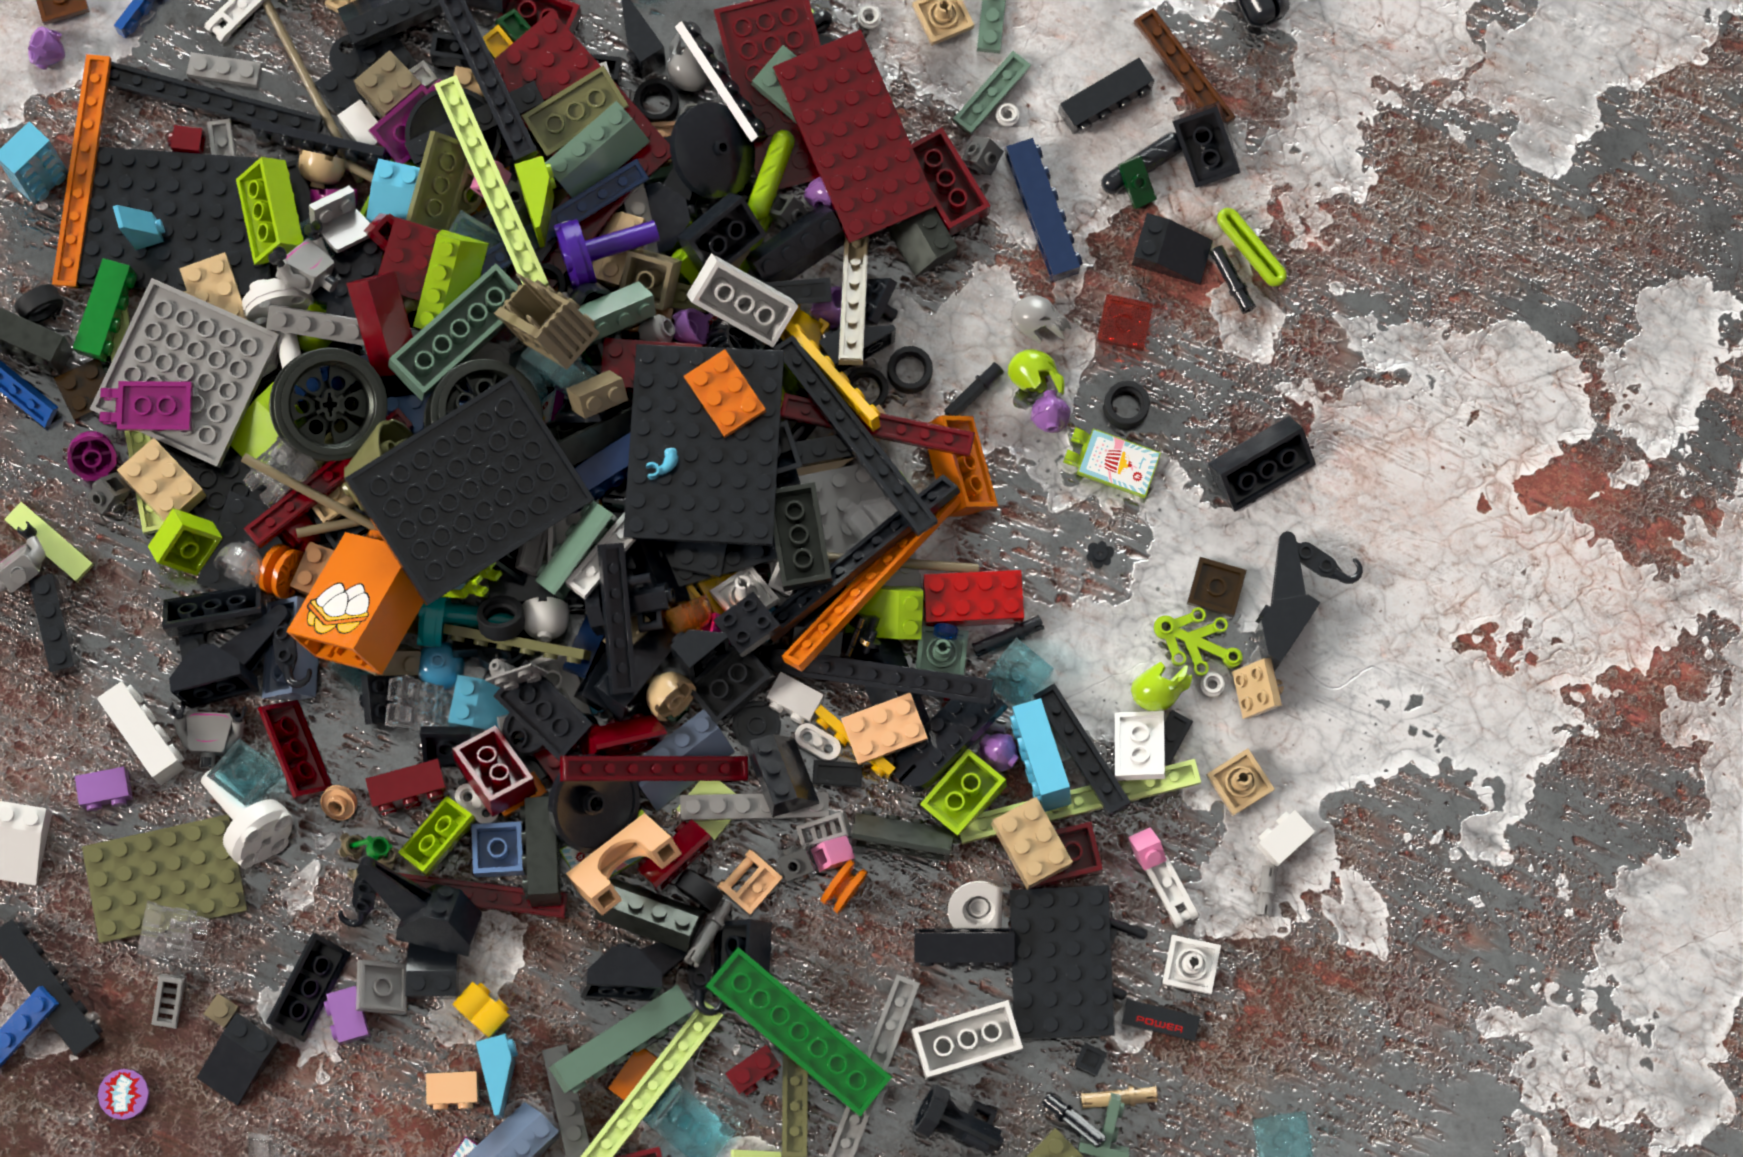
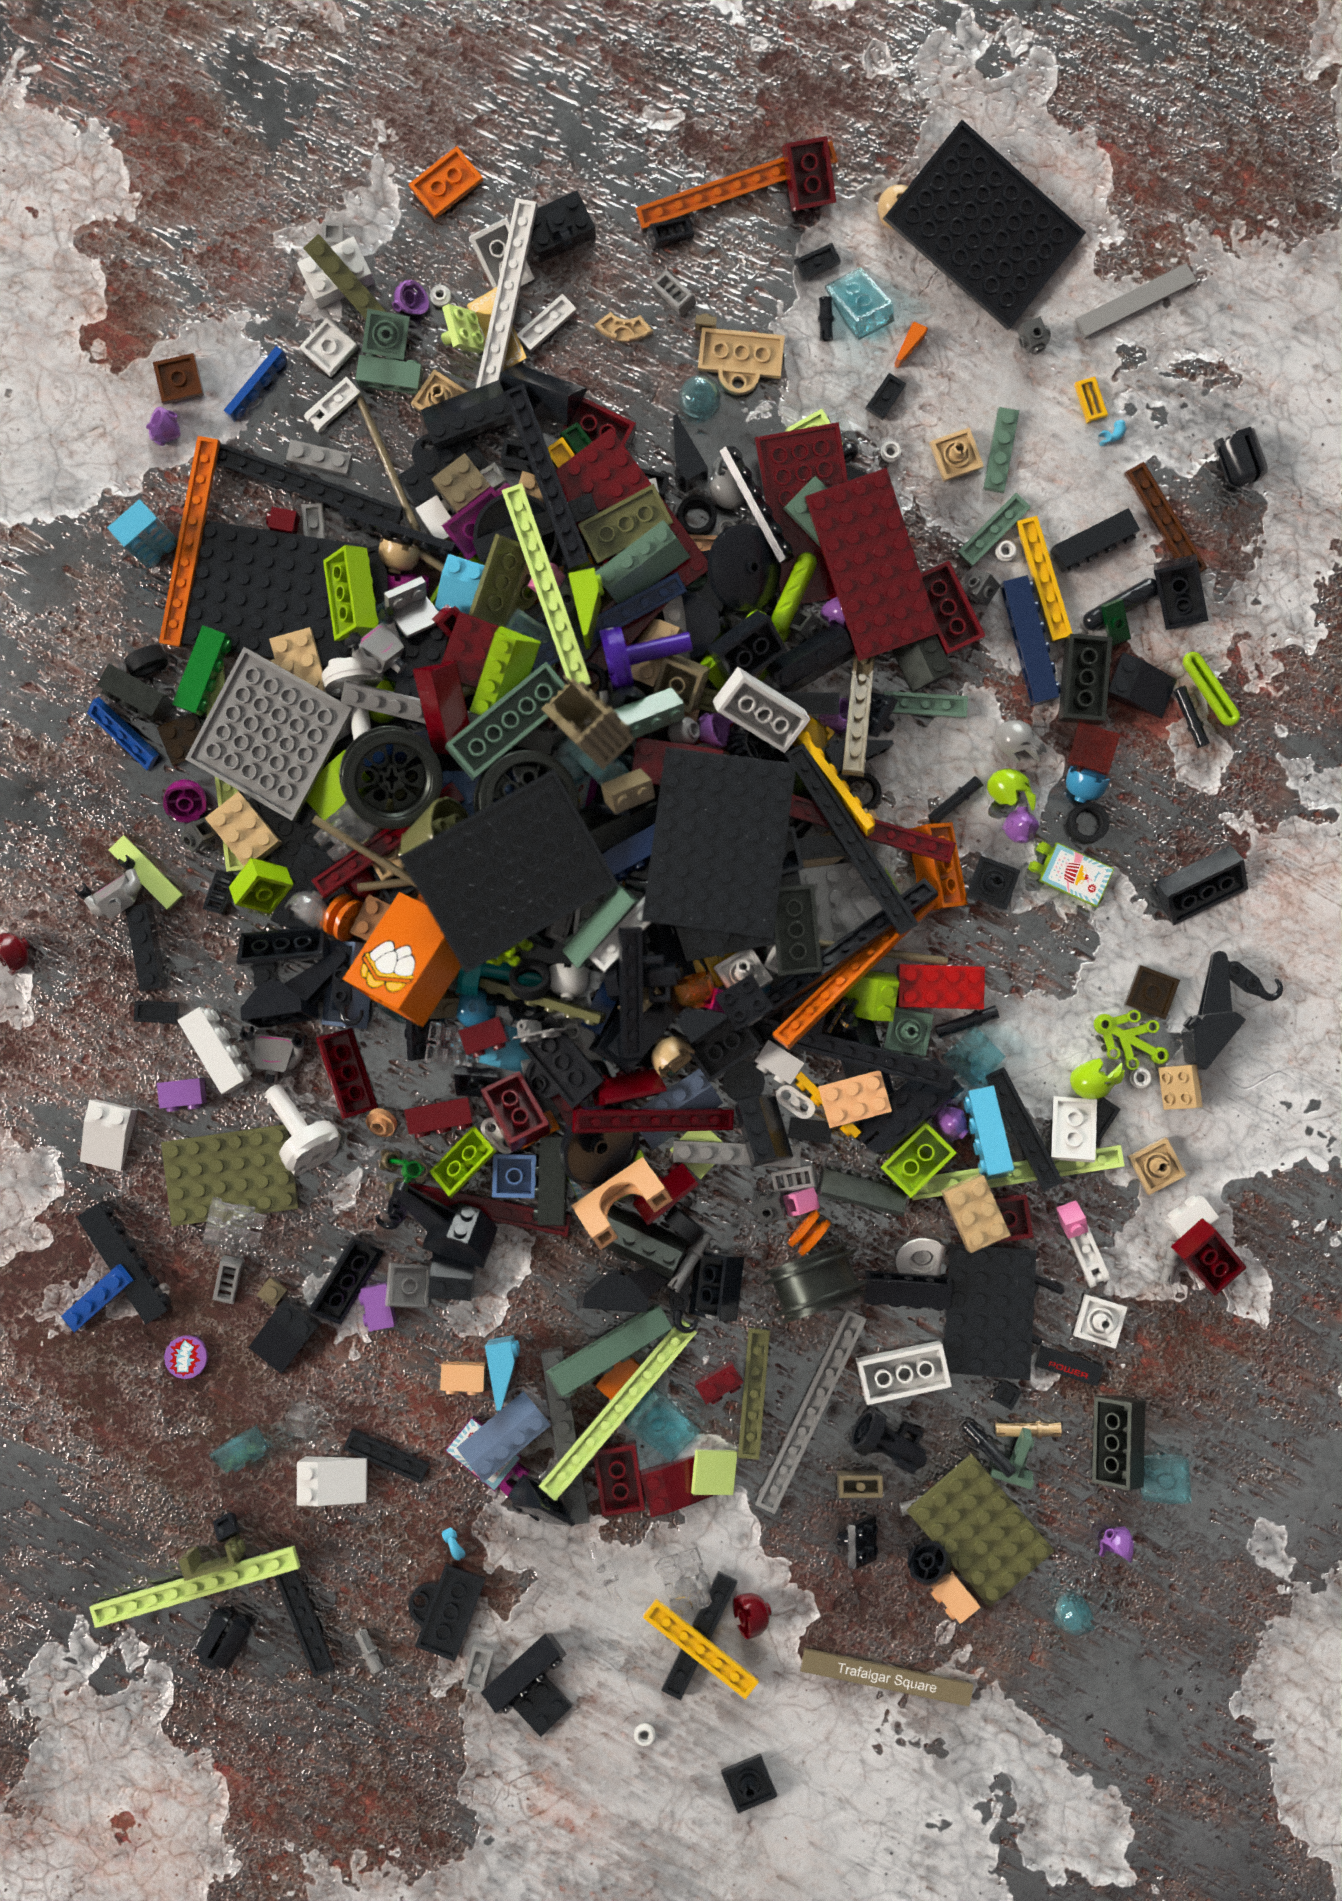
camera: 10 degrees right, 10 degrees up
(68, 699) = (156, 1012): none -> black tile
(123, 573) = (213, 889): none -> black slope
(139, 226) = (234, 599): medium azure slope -> none
(149, 406) = (237, 762): magenta tile -> none
(244, 773) = (300, 1093): clear light blue slope -> none
(453, 688) = (484, 1037): none -> dark red brick
(481, 1009) = (492, 1311): yellow brick -> none
(669, 463) = (687, 859): medium azure arm -> none
(724, 393) = (741, 800): orange plate -> none
(755, 888) = (733, 1224): light nougat plate -> none
(798, 1031) = (760, 1357): green plate -> none
(853, 936) = (815, 1283): none -> pearl dark grey wheel
(910, 351) = (917, 777): black tyre -> none
(935, 288) = (929, 704): none -> sand green plate
(946, 631) = (914, 1015): clear blue tile -> none
(1024, 479) = (993, 882): none -> black plate
(1053, 142) = (1044, 578): none -> yellow plate
(1097, 560) = (1046, 954): black plant -> none
(1107, 246) = (1085, 679): none -> pearl dark grey brick
(1119, 361) = (1086, 784): none -> dark azure cylinder
(1225, 1102) = (1118, 1442): none -> pearl dark grey slope
(1306, 876) = (1208, 1257): none -> dark red brick

